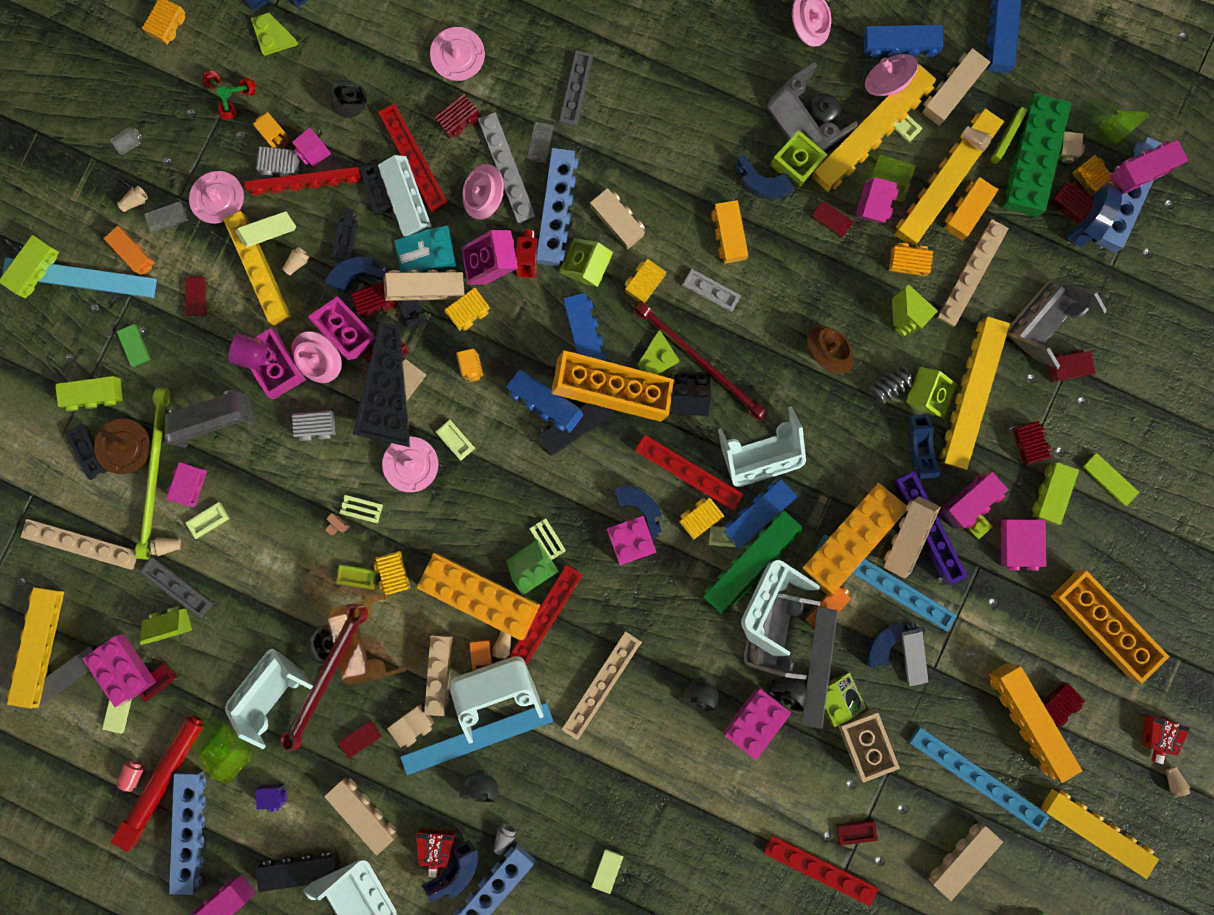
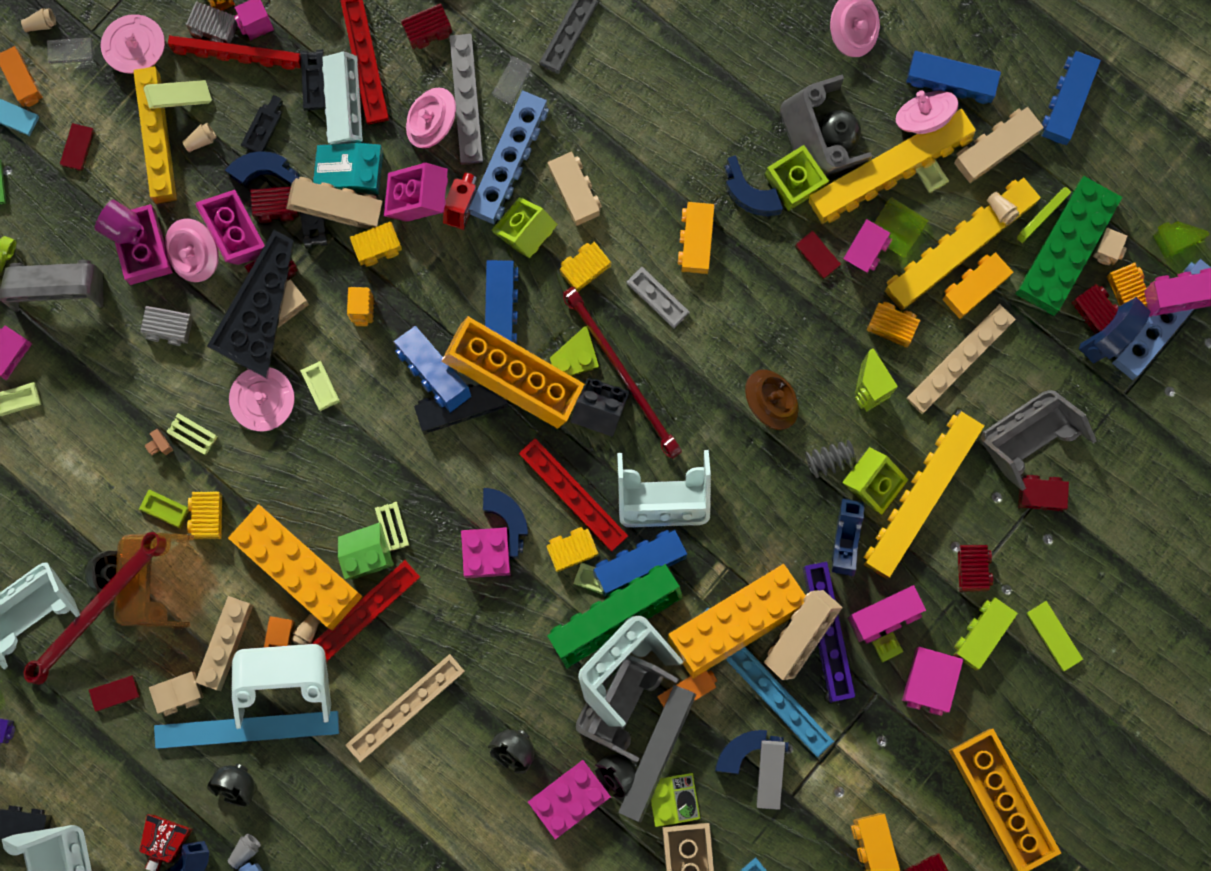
camera: 15 degrees right, 5 degrees down
(361, 815) = (90, 778): tan brick -> none

